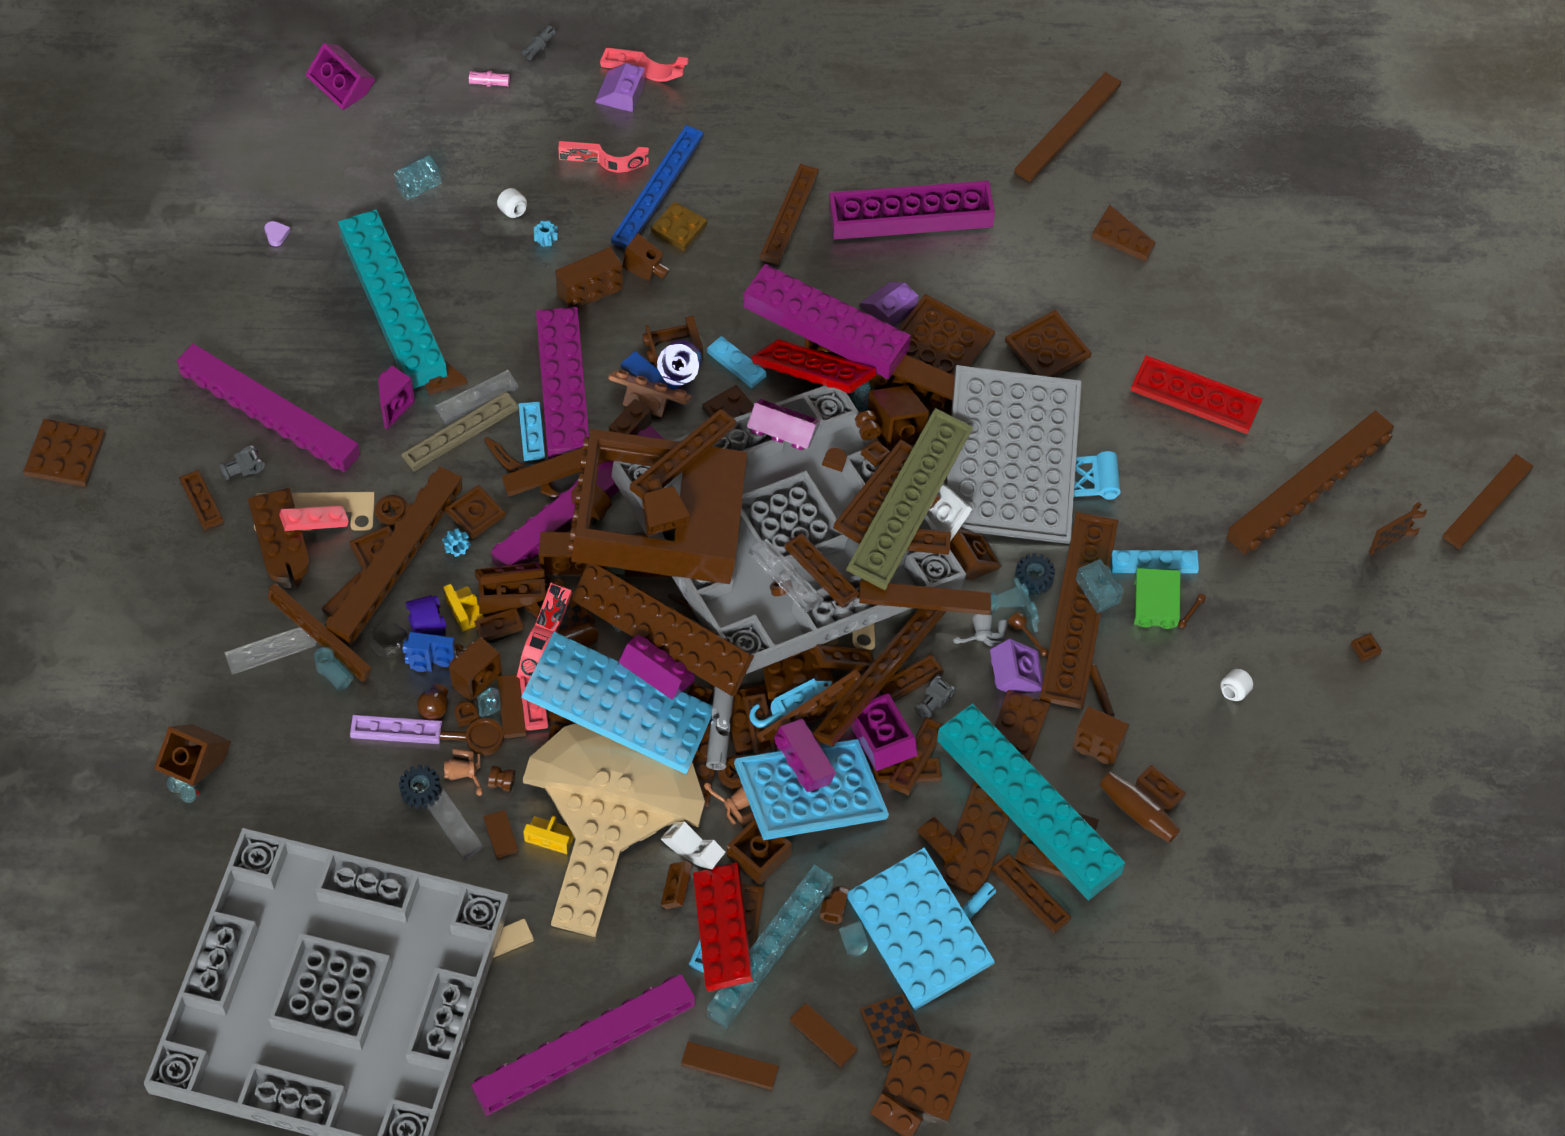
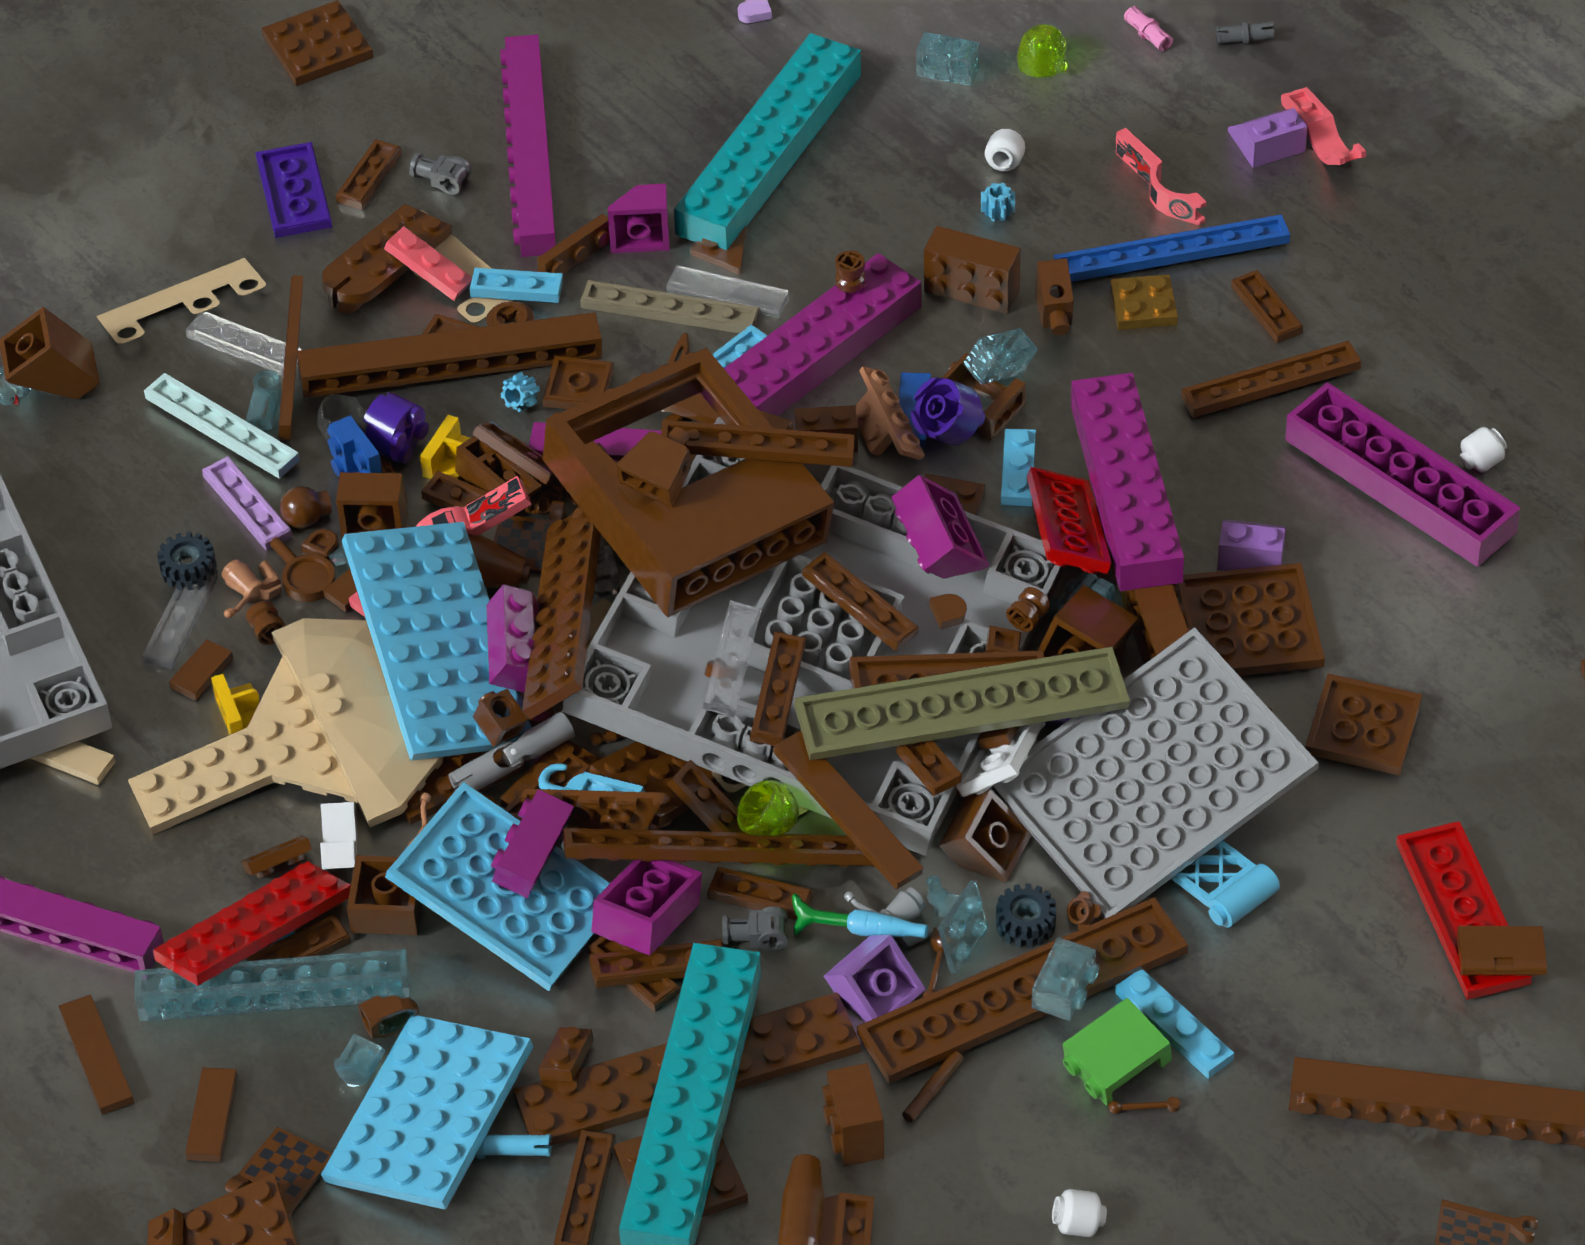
camera: 55 degrees right, 10 degrees down
(172, 544) = (293, 189): none -> dark purple tile
(196, 650) = (183, 292): none -> tan piece
(325, 702) = (222, 425): none -> light aqua plate
(370, 489) = (516, 285): none -> medium azure plate
(374, 443) = (576, 247): none -> reddish brown plate
(458, 134) = (1042, 51): none -> clear neon green piece
(546, 331) = (850, 271): none -> reddish brown wheel
(664, 312) = (1000, 356): none -> clear light blue brick
(701, 711) = (498, 728): none -> reddish brown brick
(736, 178) = (1267, 306): none -> reddish brown tile
(795, 492) = (860, 601): none -> reddish brown tile
(879, 634) = (767, 809): none -> clear neon green piece
(925, 167) = (1482, 449): none -> white head
(977, 648) = (858, 921): none -> medium azure piece
(1059, 552) = (1076, 908): none -> reddish brown plate
(1241, 398) = (1501, 950): none -> reddish brown piece

